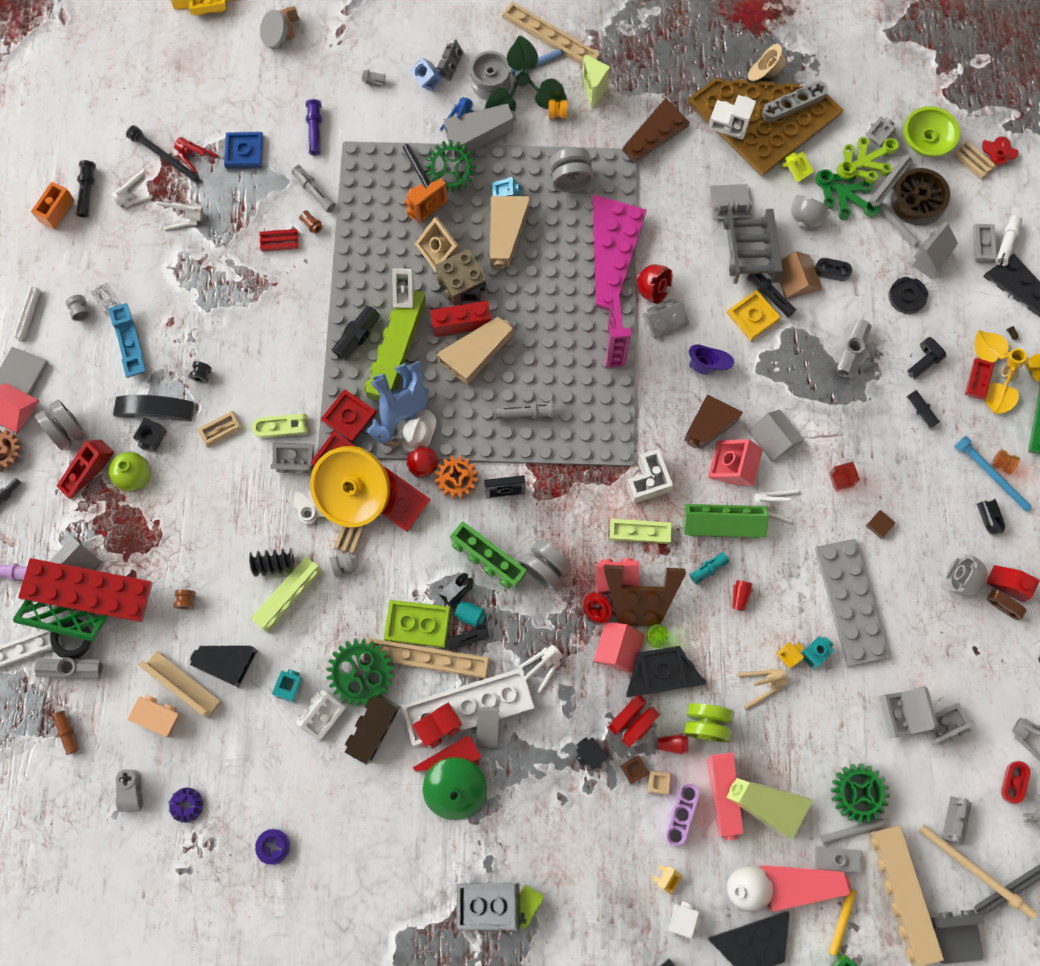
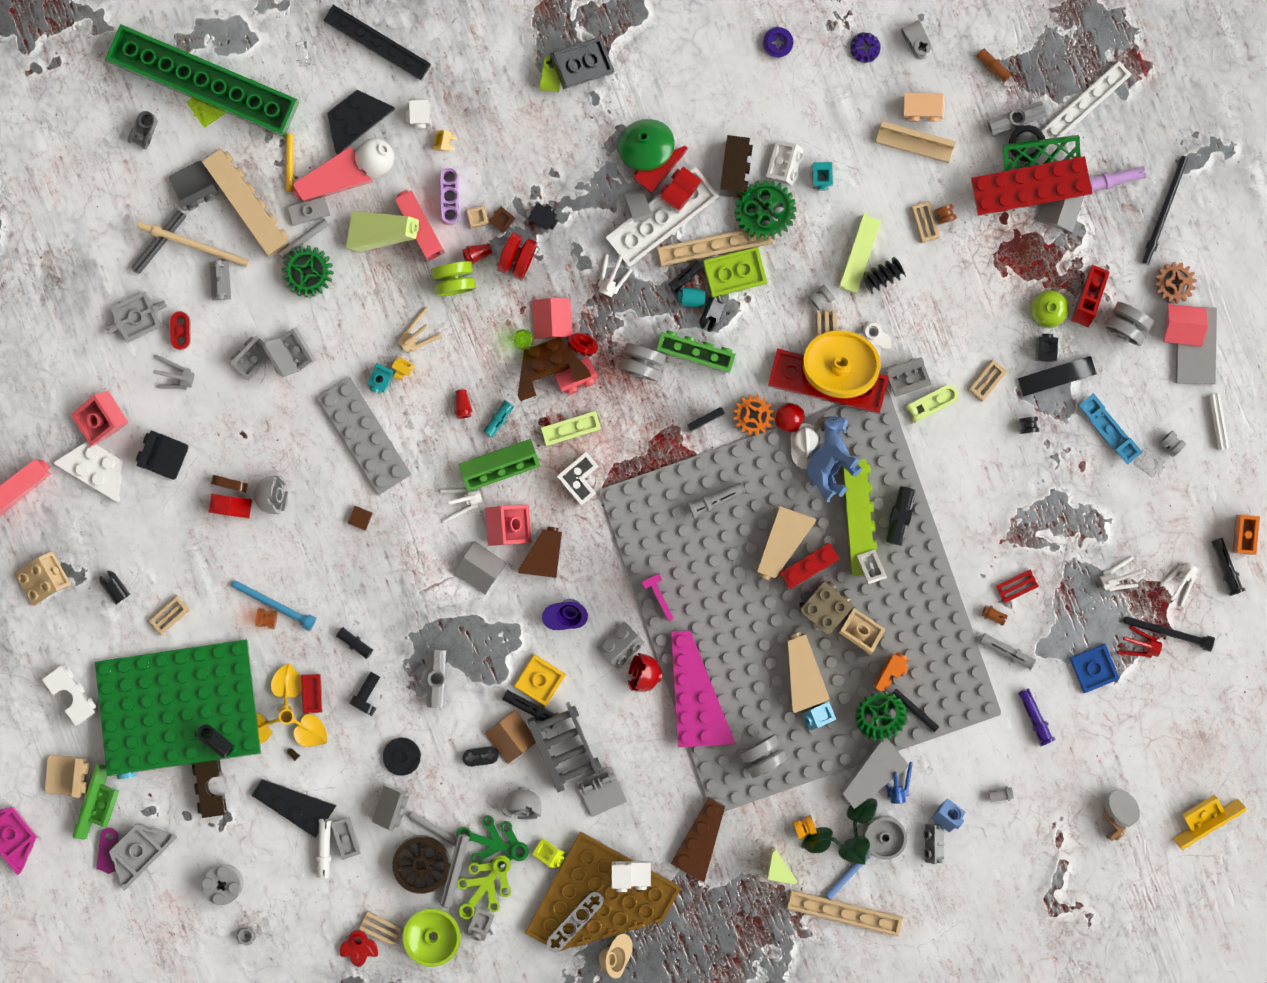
camera: 155 degrees right, 15 degrees up
(206, 618) = (932, 219): none -> tan tile
(224, 662) = (886, 173): black slope -> none
(348, 416) = (873, 433): red plate -> none
(662, 672) = (507, 310): black wing -> none
(844, 476) = (407, 548): clear red panel -> none
(991, 516) = (266, 563): black piece -> none

